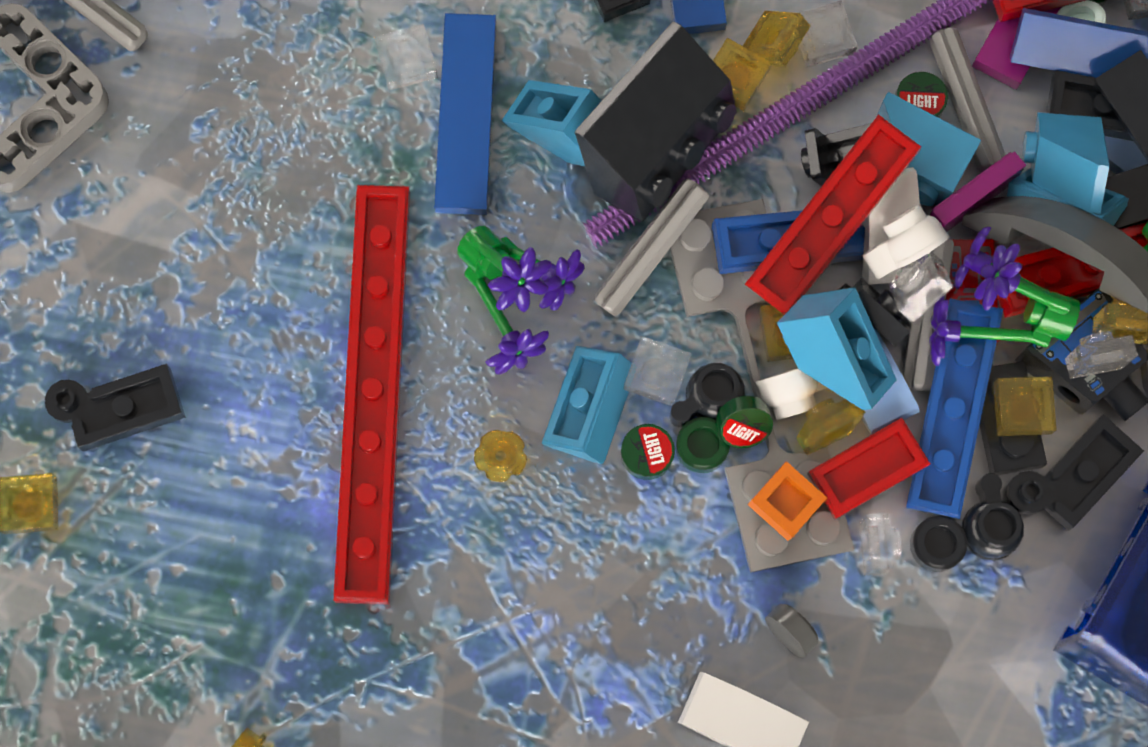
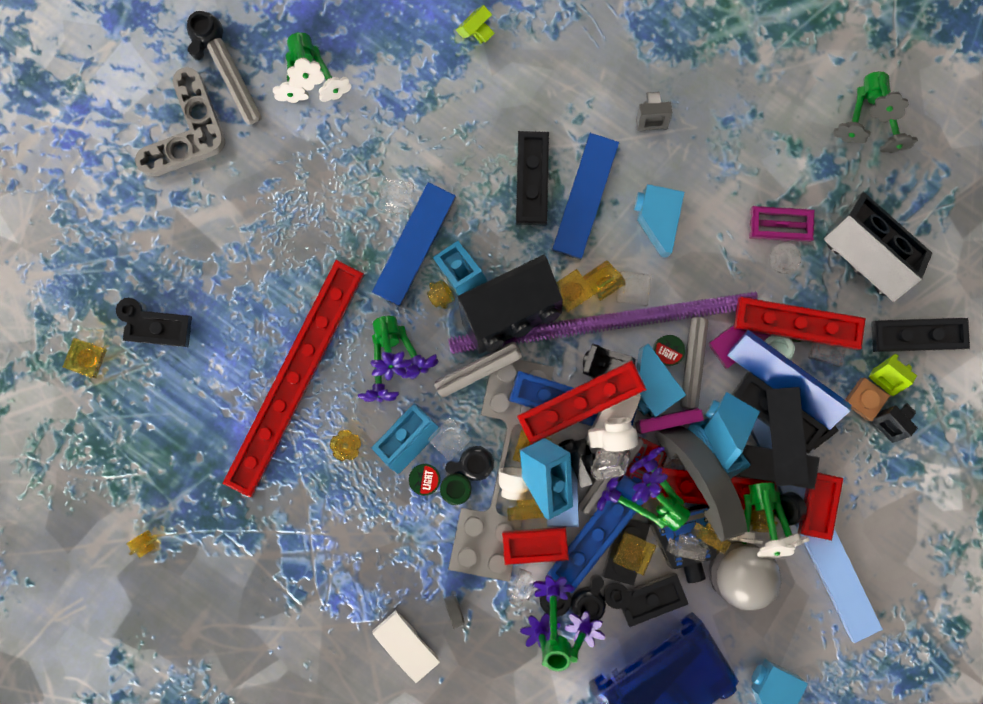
camera: 20 degrees right, 10 degrees up
(540, 166) = (440, 294): none -> clear yellow plate
(744, 422) = (481, 490): dark green tile -> none
(787, 501) = (482, 544): orange plate -> none
(988, 590) = (557, 650): none -> plant

